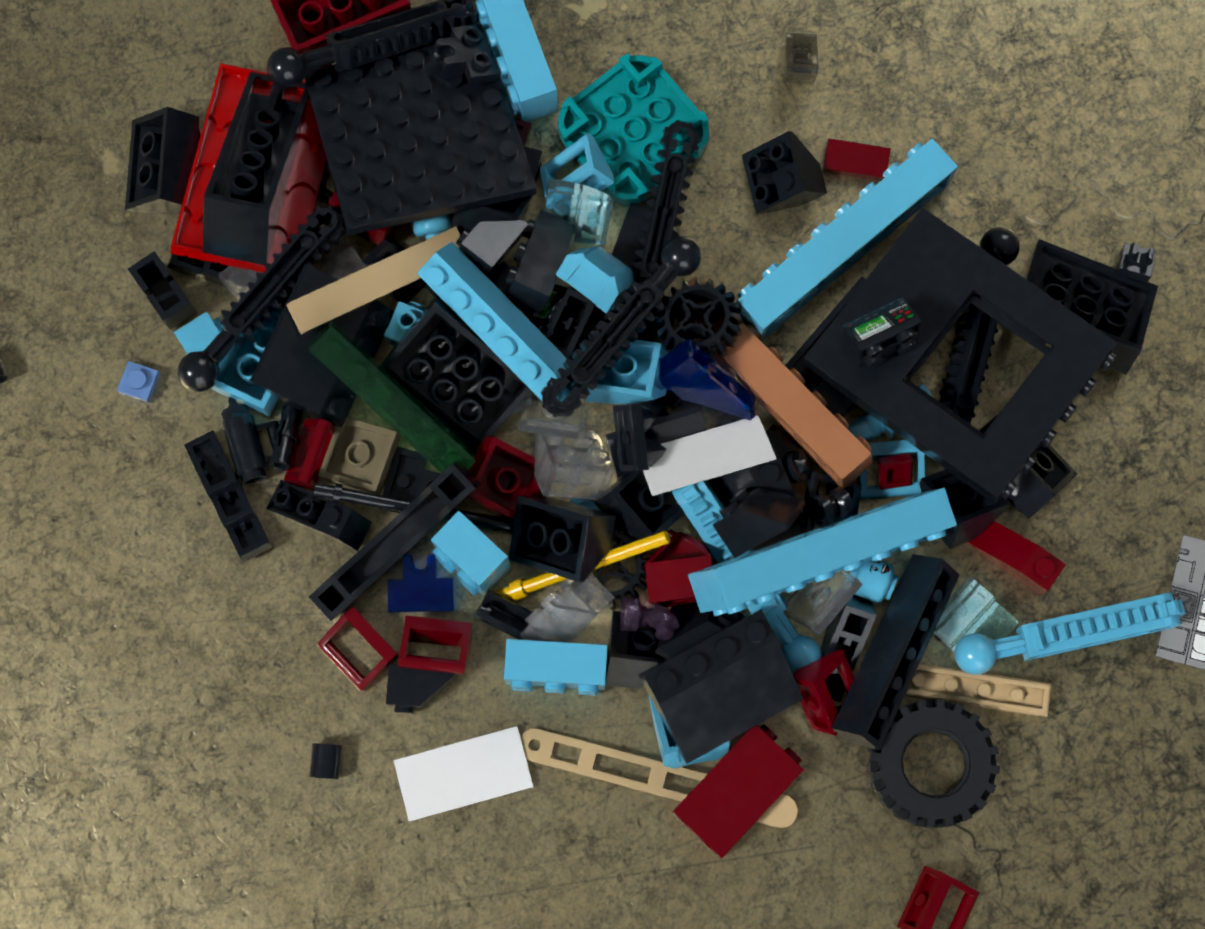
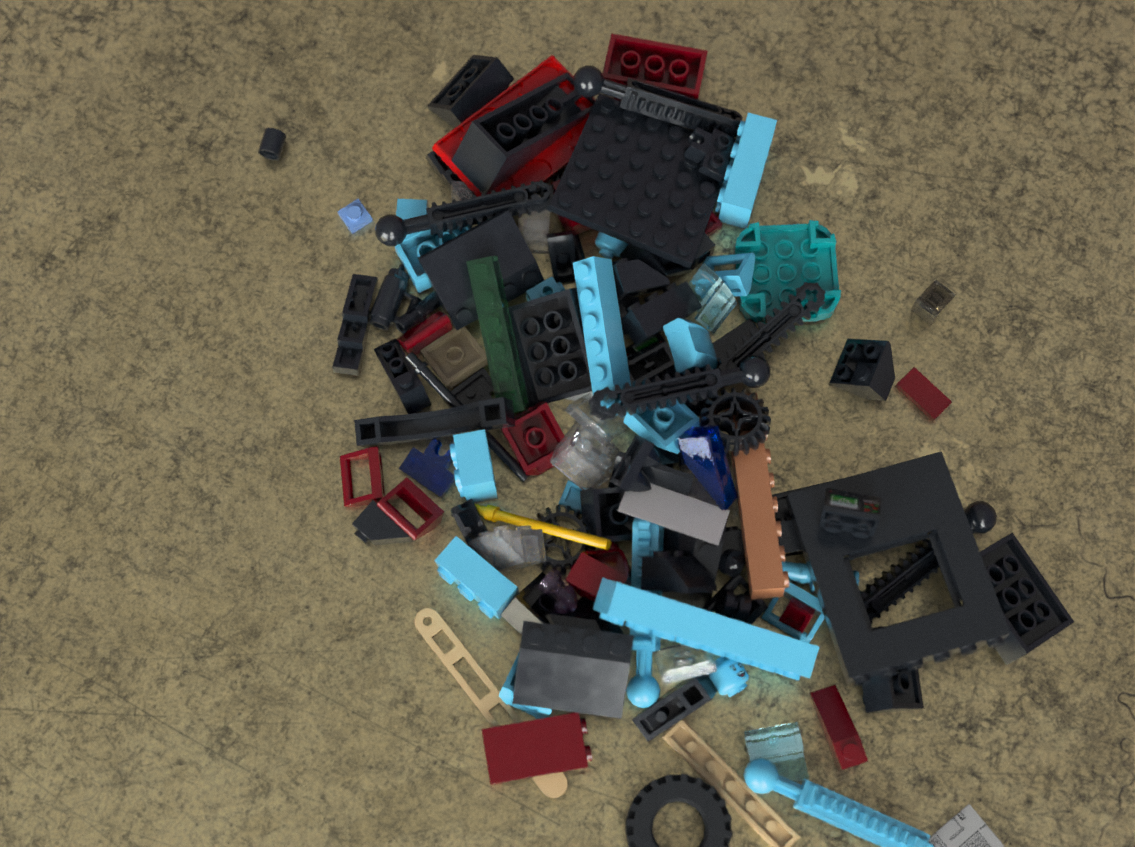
camera: 40 degrees right, 5 degrees down
(159, 283) = (410, 168): black piece -> none
(325, 761) = (288, 533): black beam -> none
(366, 284) = (534, 248): tan tile -> none
(463, 773) = (369, 606): white sticker -> none
(560, 536) = (541, 496): black slope -> none
(816, 697) = (631, 726): dark red tile -> none
(846, 239) = (875, 438): medium azure brick -> none
(895, 651) = (708, 733): black brick -> none
(970, 509) = (827, 675): black slope -> none
(1136, 262) = (1069, 595): black tile -> none

